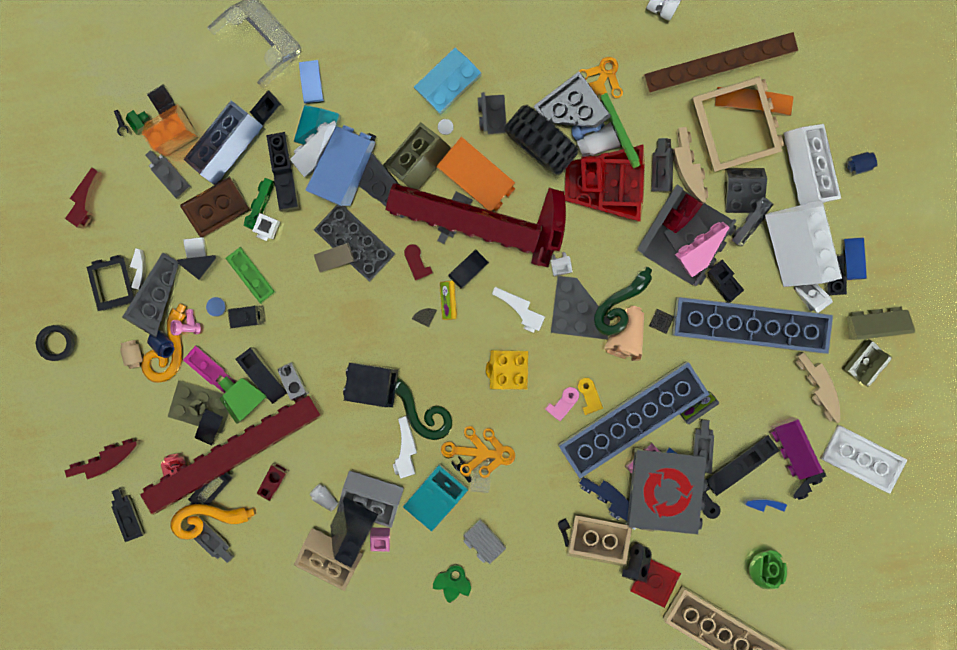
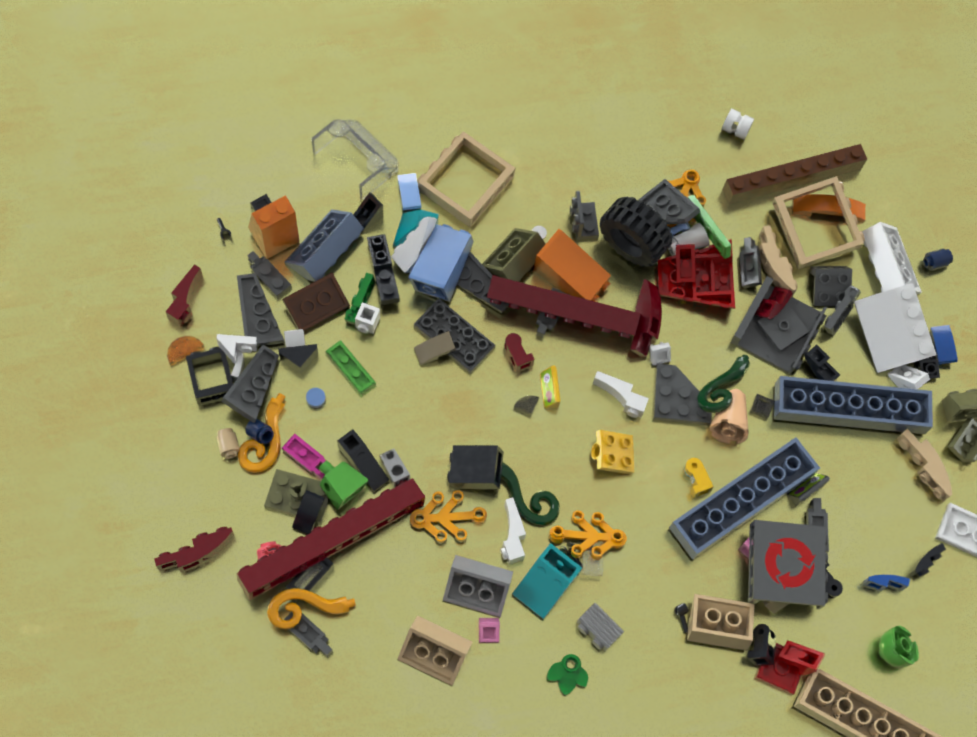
camera: 10 degrees left, 20 degrees down
(55, 357) = (146, 419): black tyre -> none
(84, 252) = (183, 347): none -> clear orange tile
(126, 516) = (217, 609): black hinge -> none
(129, 259) = (232, 343): none -> white slope
(136, 121) = (239, 226): green tile -> none
(156, 219) = (256, 312): none -> dark grey wing
(177, 327) = (277, 413): bright pink piece -> none
(246, 316) = (346, 403): black torso -> none
(272, 481) = (374, 569): dark red leg -> none
(323, 497) = (428, 585): white cone -> none
(340, 431) = (444, 517): none -> light orange plant
(350, 530) = (460, 613): black slope -> none
(390, 92) = (467, 217): none -> tan window
(448, 80) = (541, 191): medium azure slope -> none
(468, 269) = (569, 356): black slope -> none
(564, 404) = (671, 488): bright pink leg -> none
(607, 492) = (727, 574): dark blue slope -> none
(672, 578) = (804, 658): none -> red slope
(701, 251) = (795, 338): bright pink slope -> none
(742, 465) = (859, 542): black slope -> none
(796, 449) = (913, 522): magenta slope -> none

